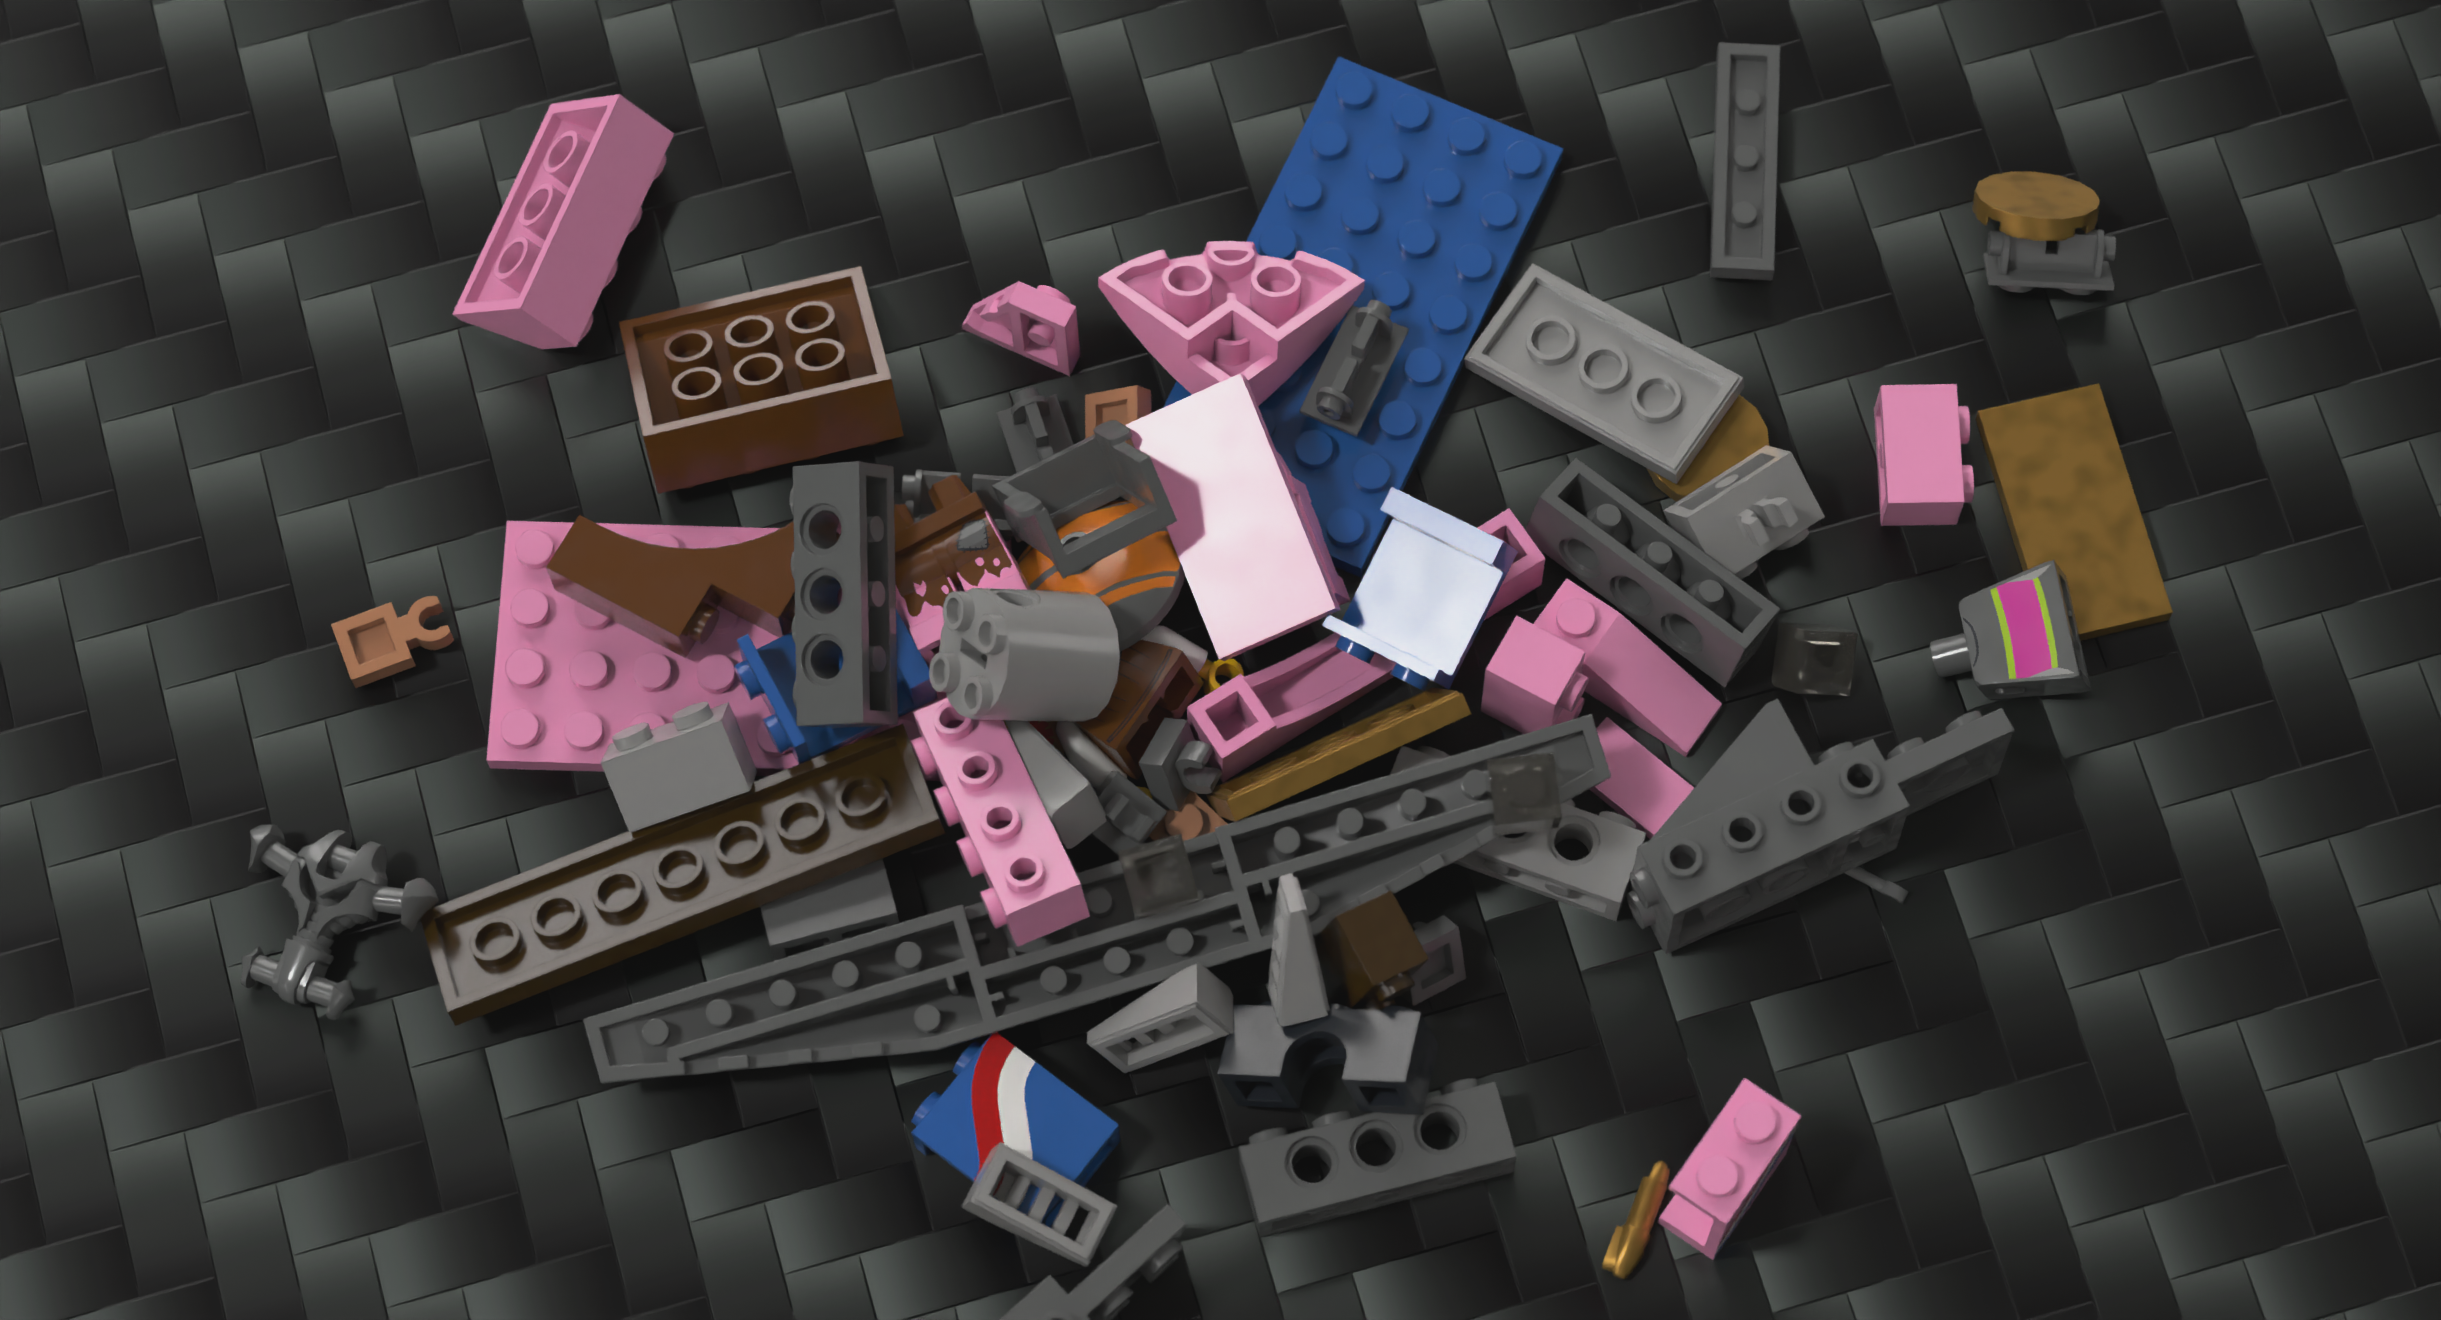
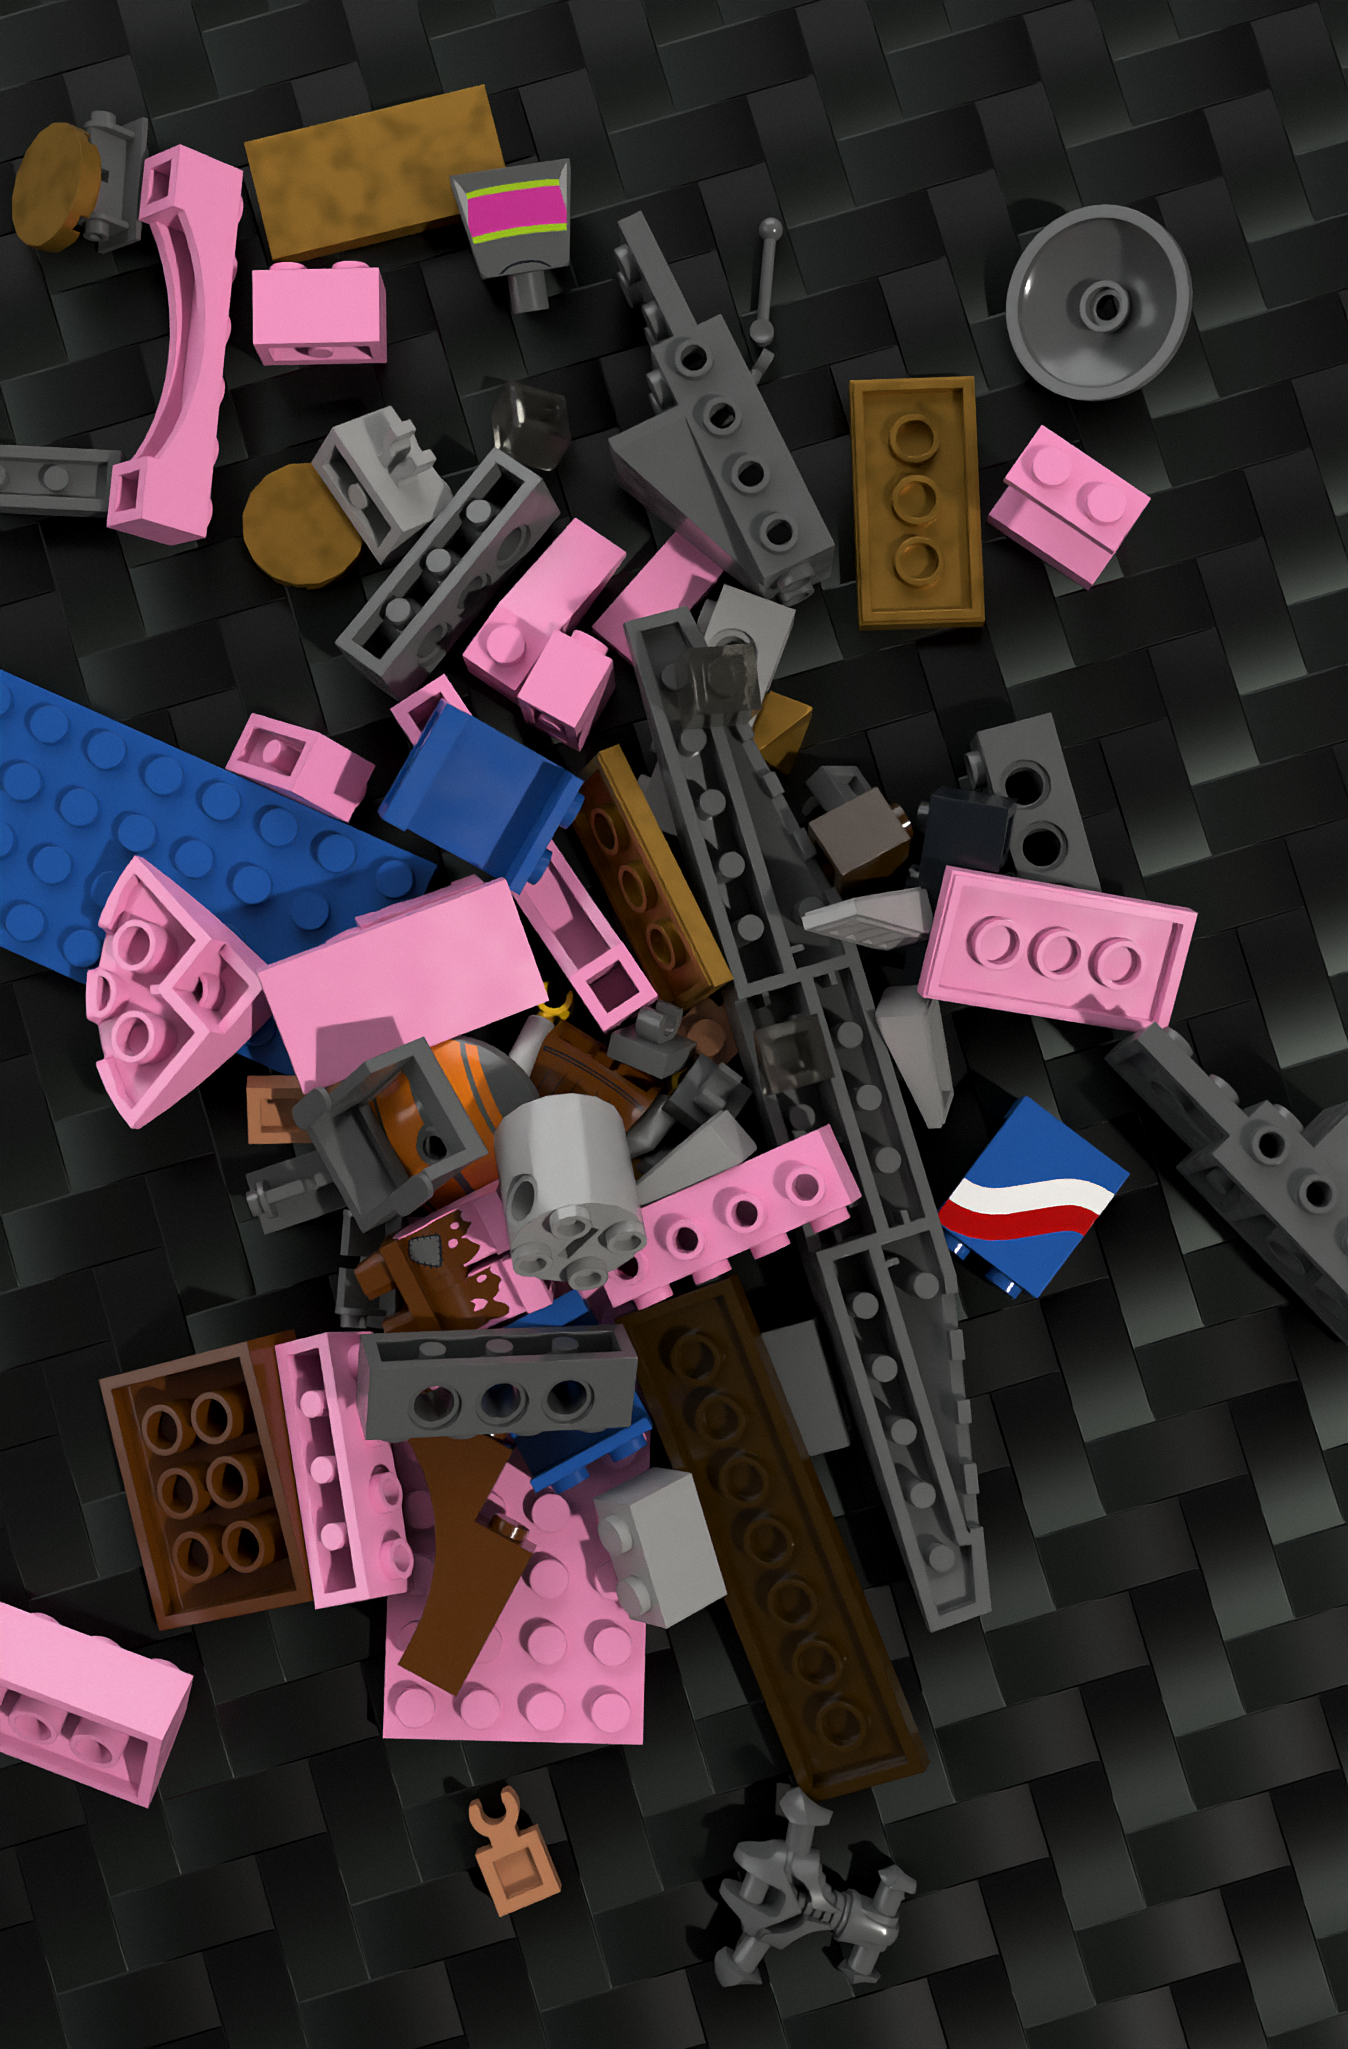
camera: 90 degrees left, 15 degrees up
(747, 473) = (342, 1480): none -> bright pink brick
(1028, 1226) = (1094, 1221): light grey slope -> none
(1031, 323) = (176, 1193): bright pink wing -> none
(1263, 1148) = (1055, 951): none -> bright pink tile
(1355, 368) = (228, 867): dark grey hinge -> none
(1457, 440) = (301, 766): none -> bright pink slope
(1496, 894) = (780, 730): none -> pearl gold slope
(1604, 373) = (228, 622): light grey tile -> none
(1632, 1238) = (1108, 613): pearl gold piece -> none
(1790, 1035) = (916, 503): none -> pearl gold tile
(1926, 890) = (761, 330): none -> dark grey hinge
(1956, 1215) = (1061, 295): none -> dark grey dish
(2013, 334) = (194, 220): none -> bright pink arch

